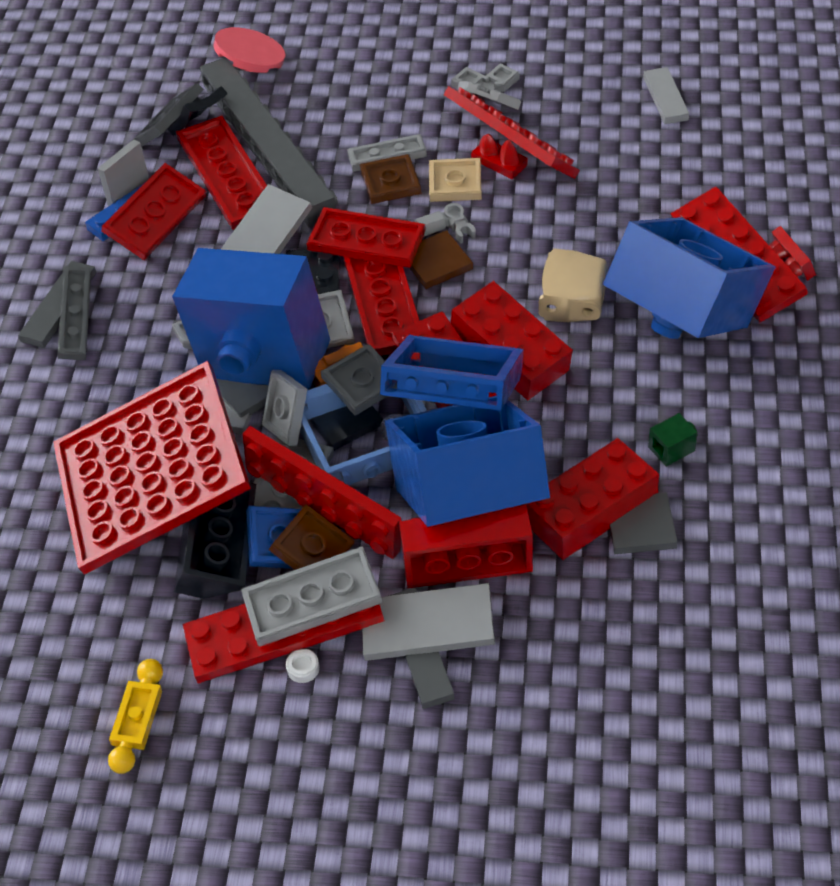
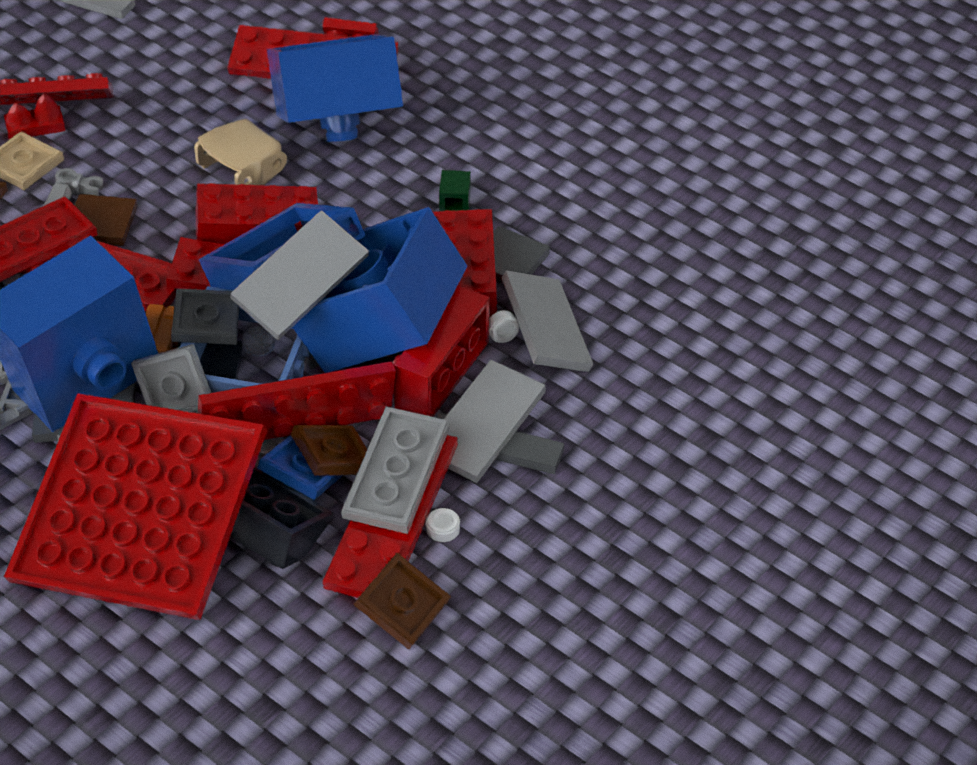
camera: 60 degrees left, 5 degrees down
(135, 716) = (389, 659): yellow plate -> none
(196, 687) = (402, 601): none -> reddish brown tile
(405, 398) = (299, 275): none -> light grey tile
(546, 569) = (503, 326): none -> white tile
(578, 595) = (547, 321): none -> light grey tile

